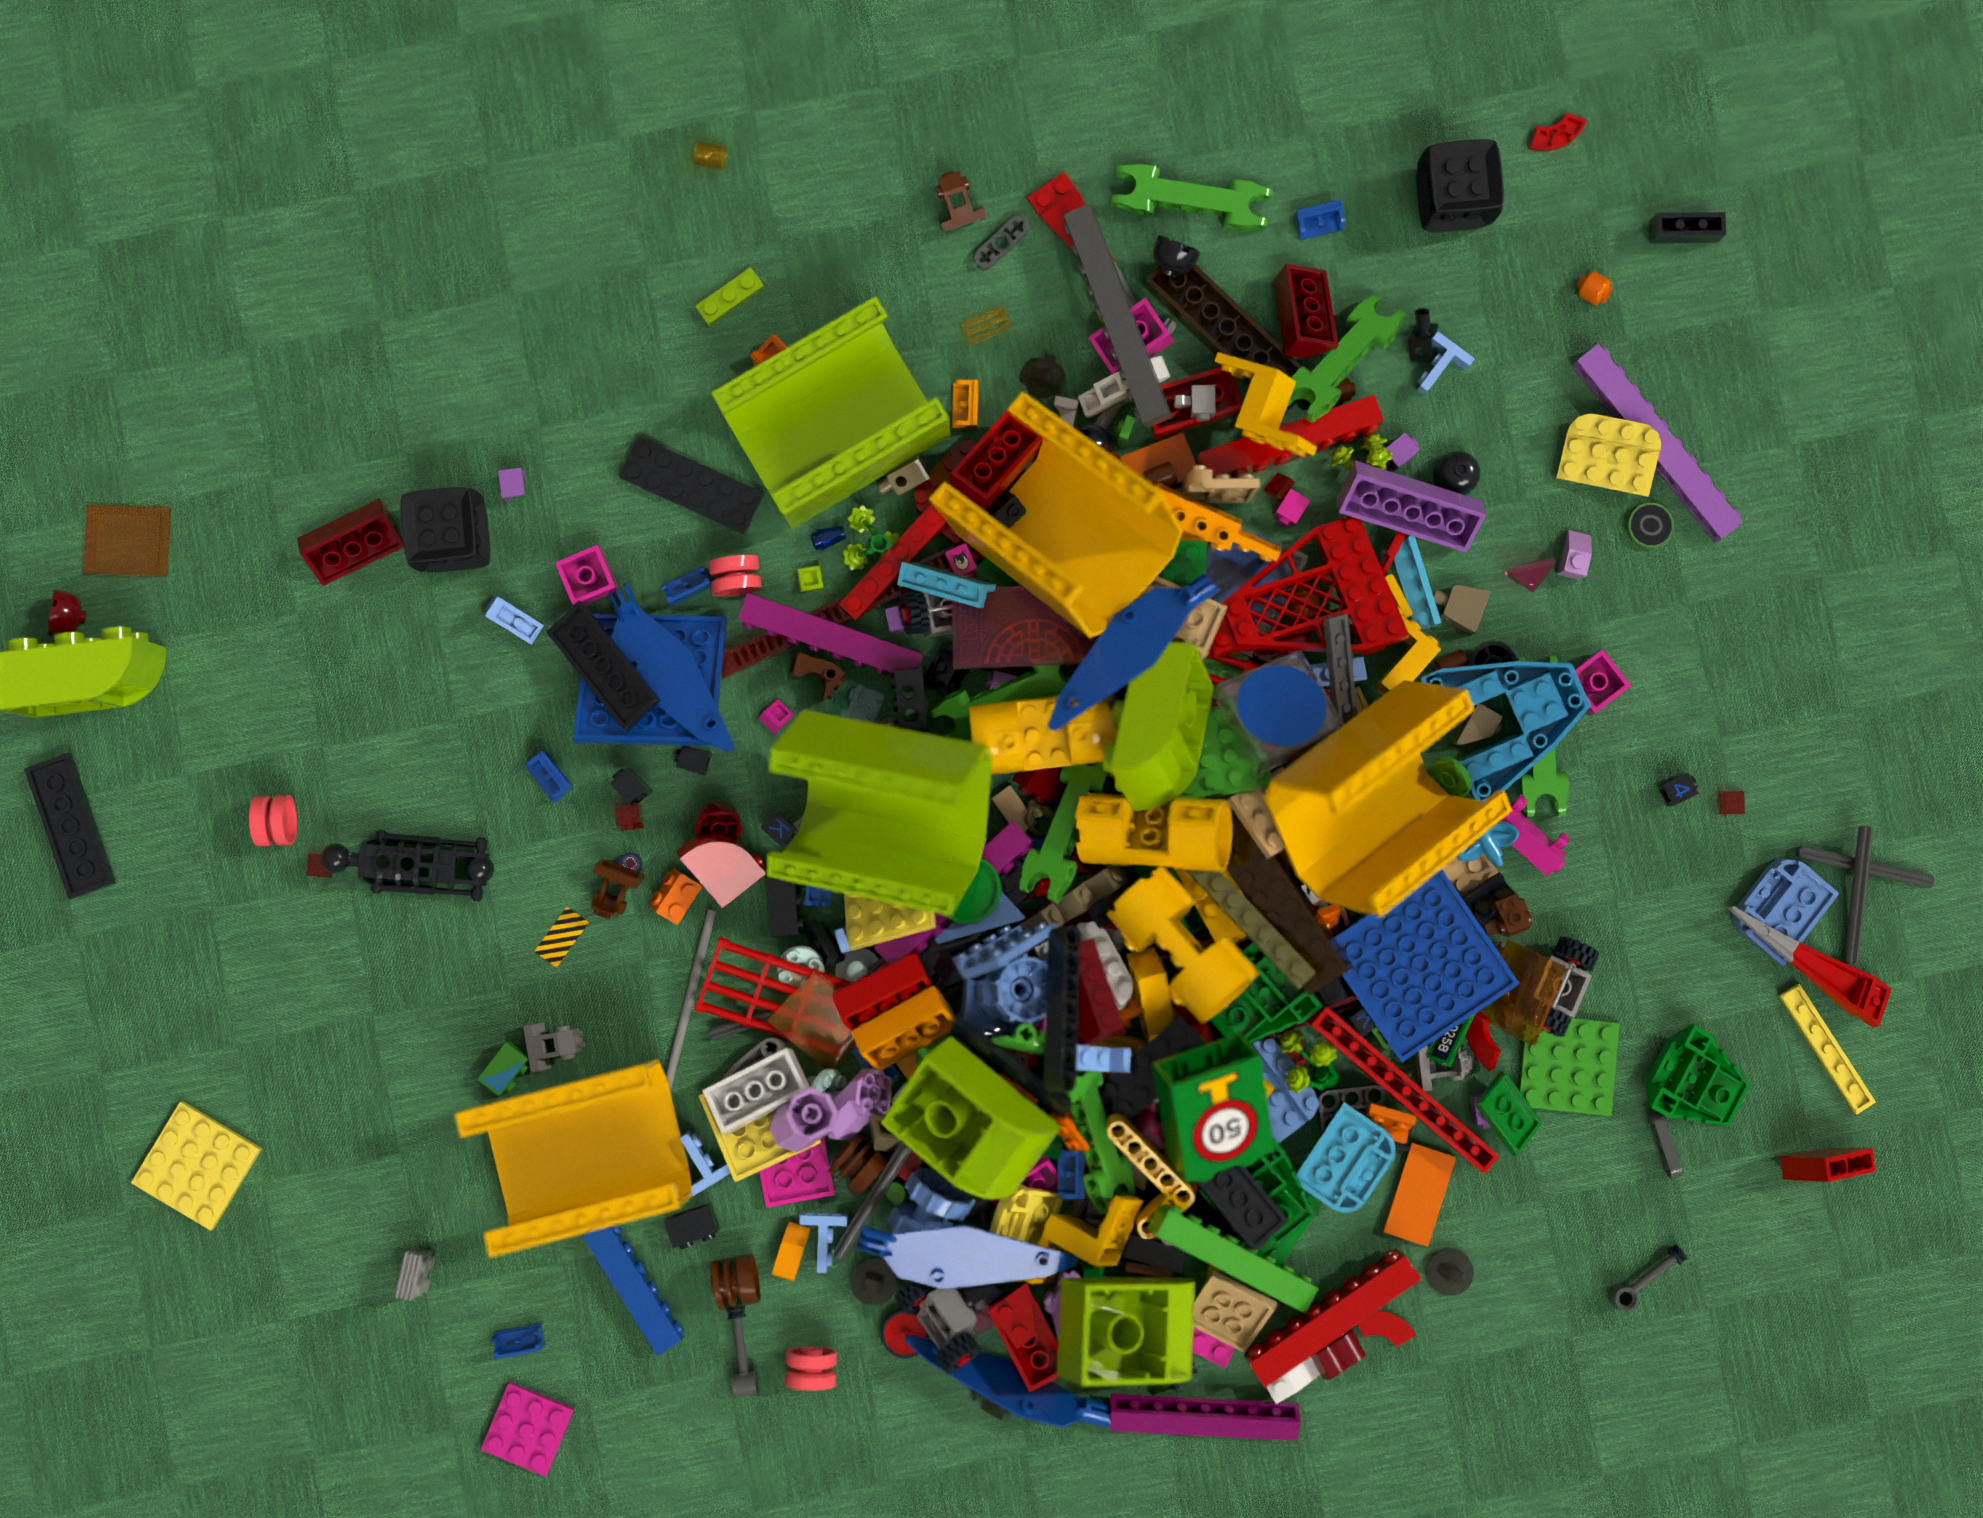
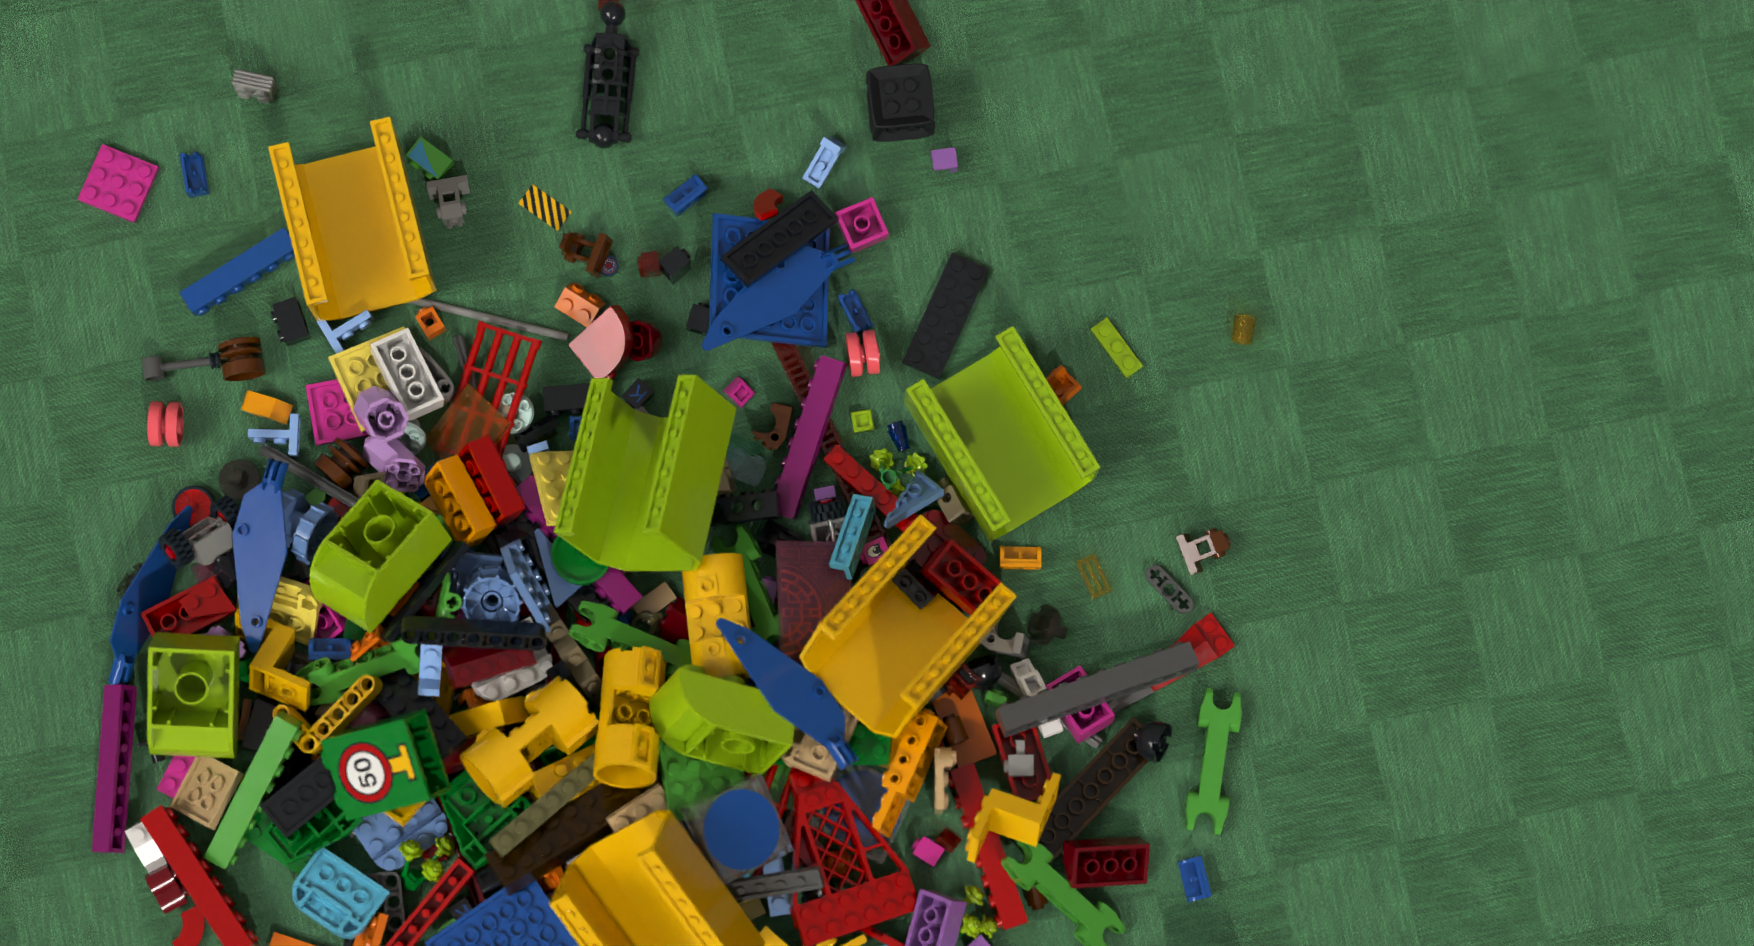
camera: 85 degrees right, 5 degrees down
(562, 684) = (766, 204): none -> red tile
(704, 1065) = (430, 314): none -> orange brick
(898, 512) = (915, 497): none -> medium blue wing

